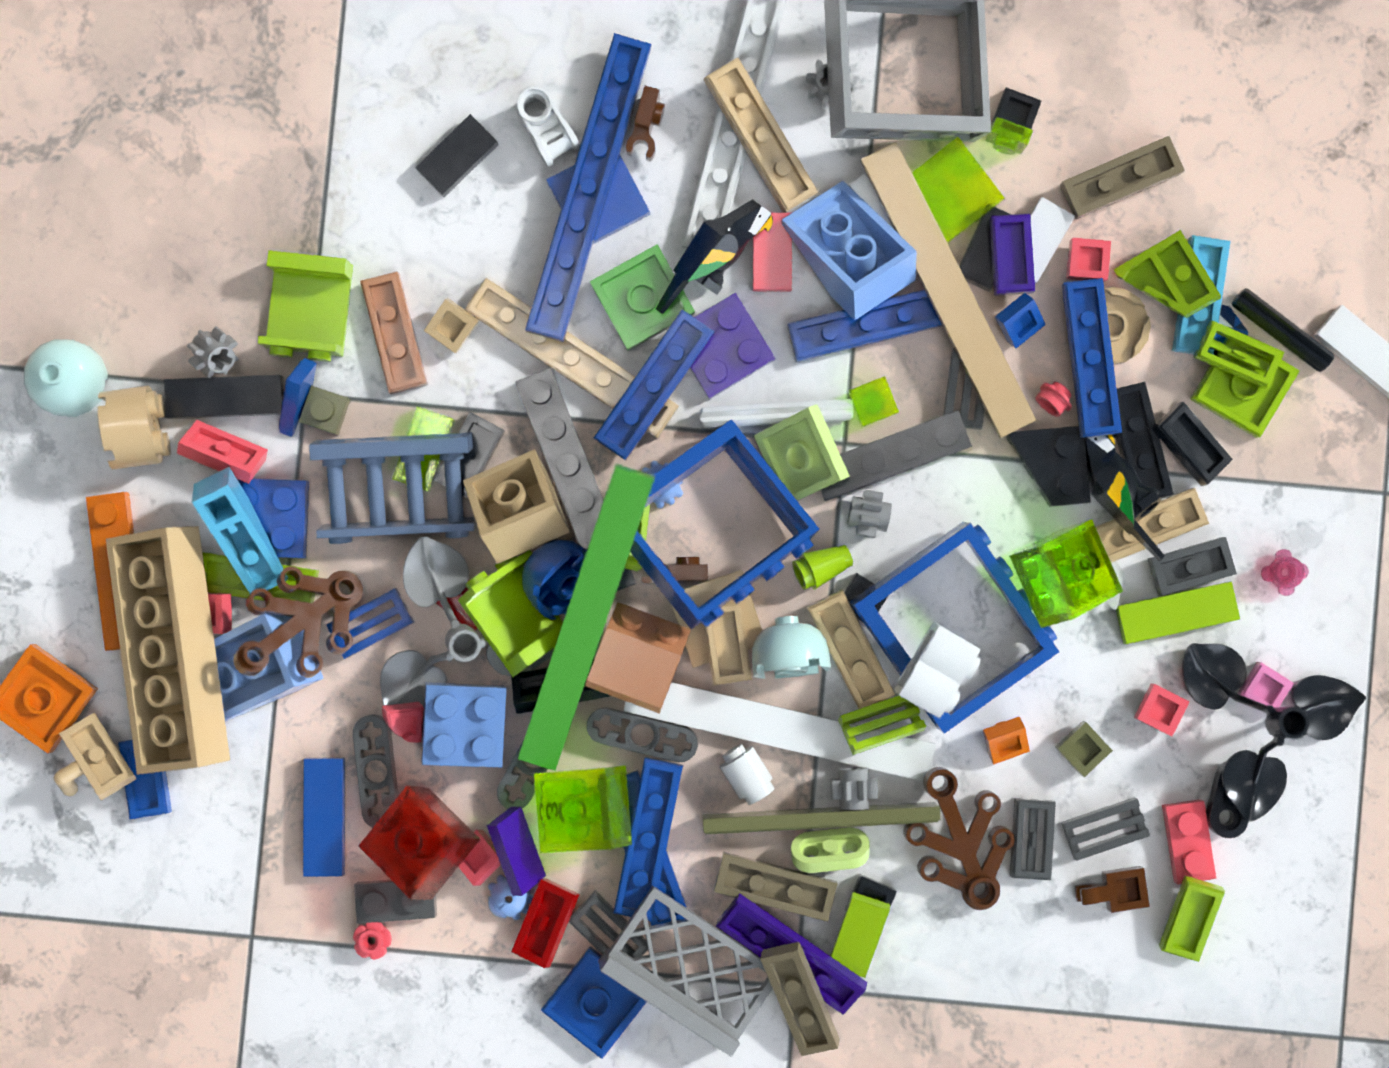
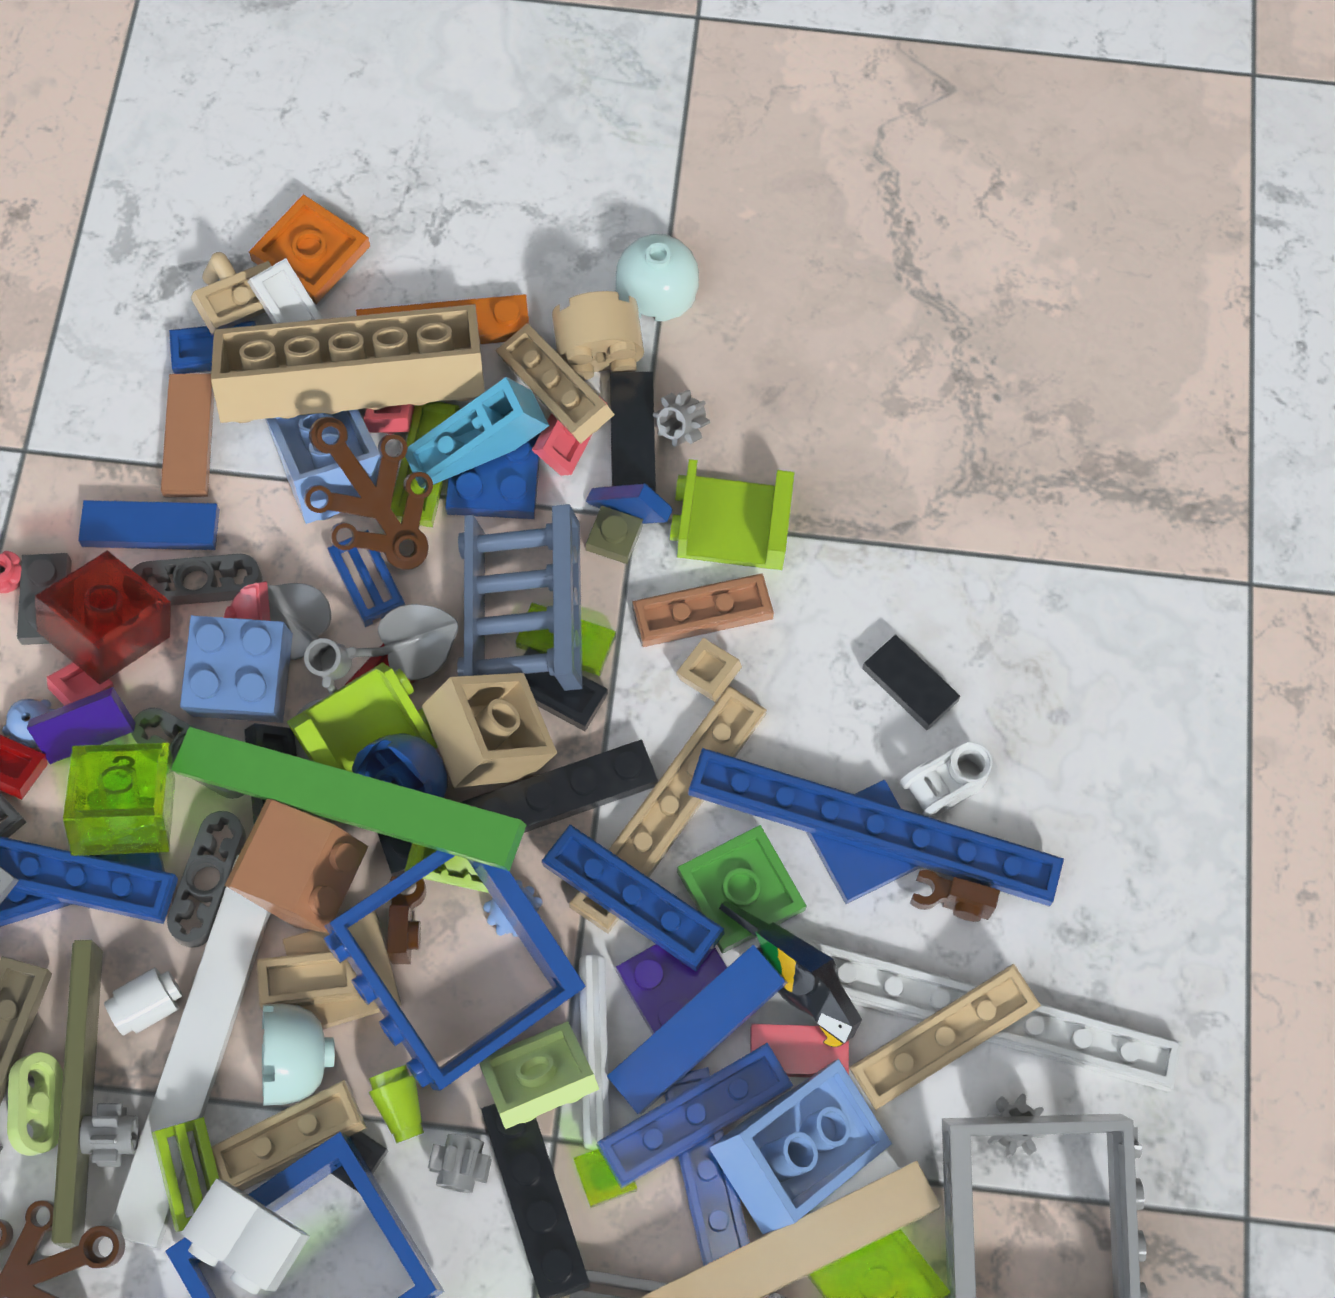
camera: 85 degrees right, 20 degrees down
(98, 714) = (283, 294): none -> white tile
(185, 463) = (555, 383): none -> tan plate
(234, 791) = (188, 436): none -> nougat tile
(763, 329) = (697, 1029): none -> blue tile
(828, 331) = (694, 1115): none -> blue tile

